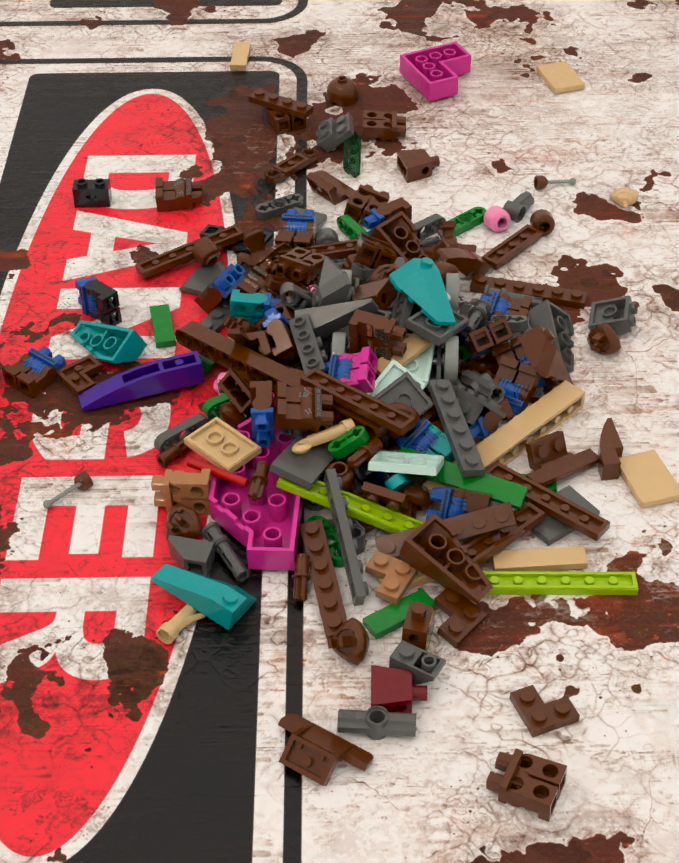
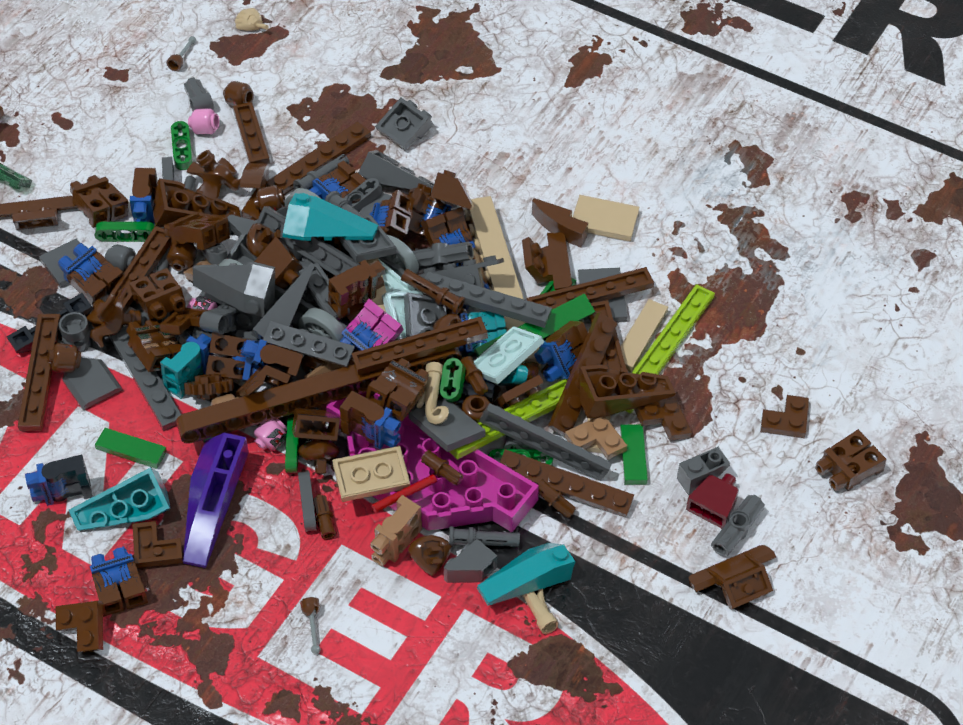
camera: 60 degrees left, 10 degrees up
(220, 287) = (133, 372): hips -> none
(235, 245) = (75, 330): none -> dark grey wheel
(270, 209) = (27, 275): dark grey beam -> none
(350, 641) = (648, 500): reddish brown piece -> none
(416, 164) = (62, 131): reddish brown torso -> none
(419, 622) = (668, 449): reddish brown torso -> none
(427, 394) = (441, 295): none -> reddish brown pin
(604, 339) = (432, 147): reddish brown piece -> none

